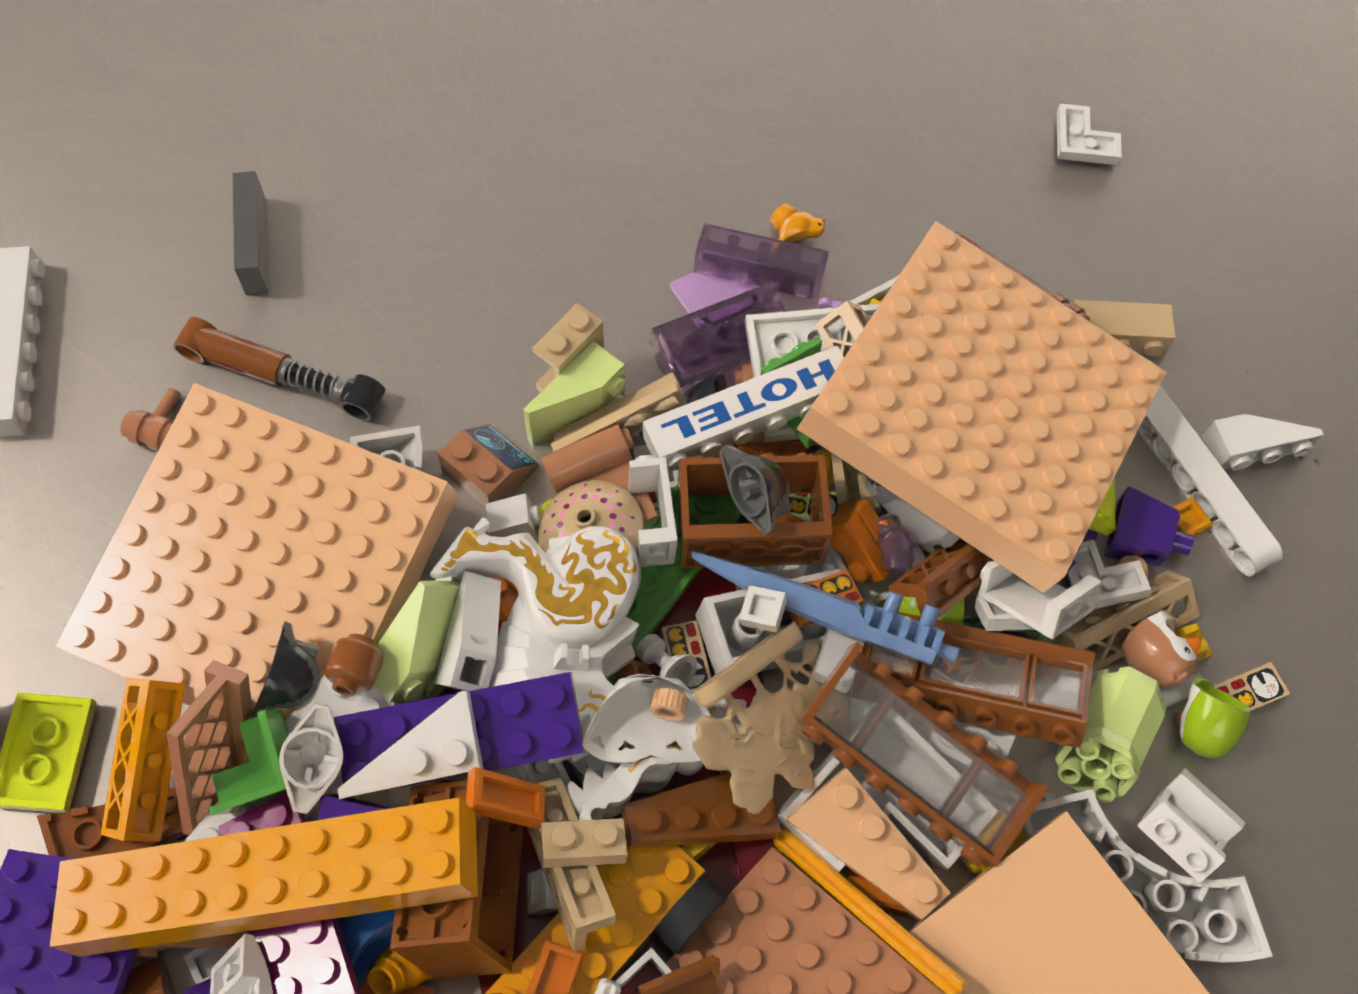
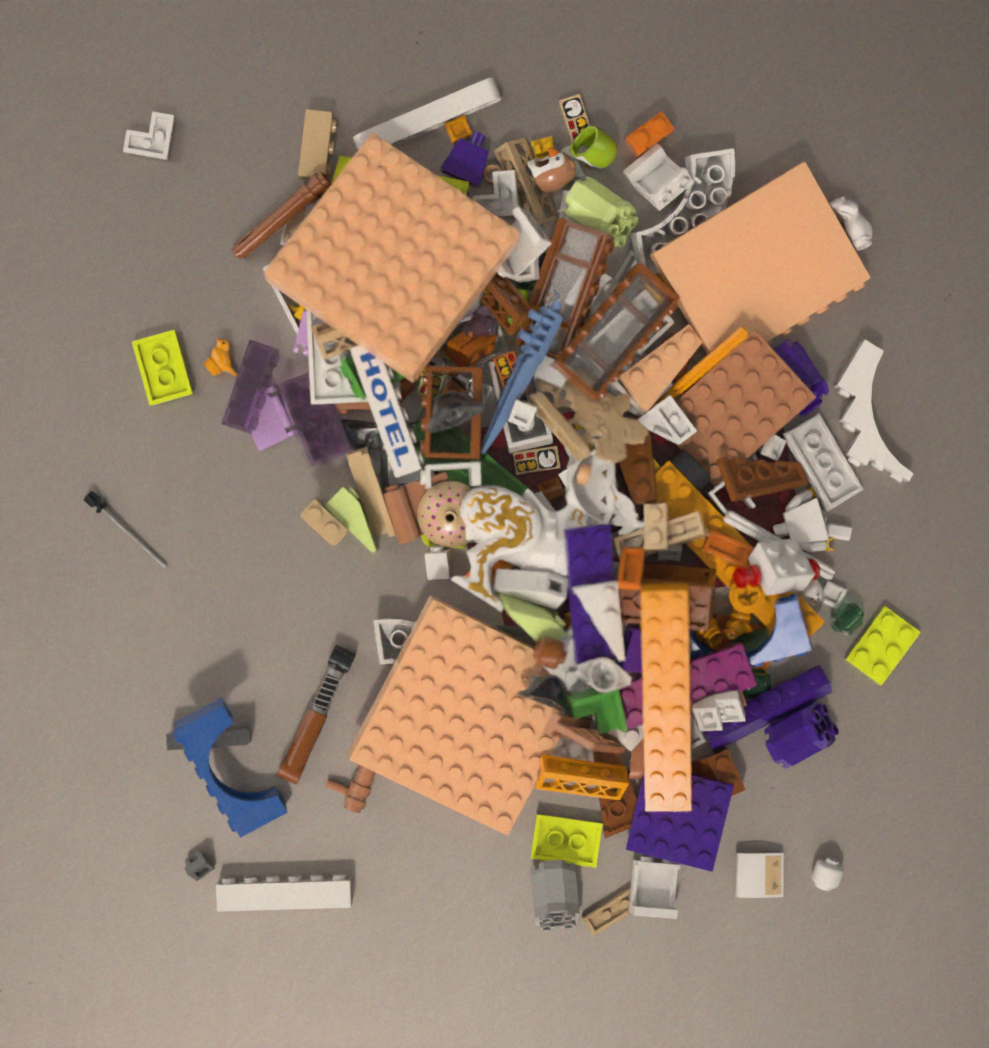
camera: 85 degrees left, 25 degrees up
(63, 232) = (199, 867): none -> dark grey tile
(142, 274) = (244, 809): none -> blue arch
(485, 463) = (393, 577): nougat slope -> none
(585, 96) = (93, 500): none -> piece
(652, 650) = (548, 469): white piece -> none
(774, 862) = (668, 421): none -> white wing
(775, 161) = (162, 367): none -> neon yellow plate
(1251, 439) = (406, 76): white slope -> none
(1266, 816) = (649, 134): none -> orange brick

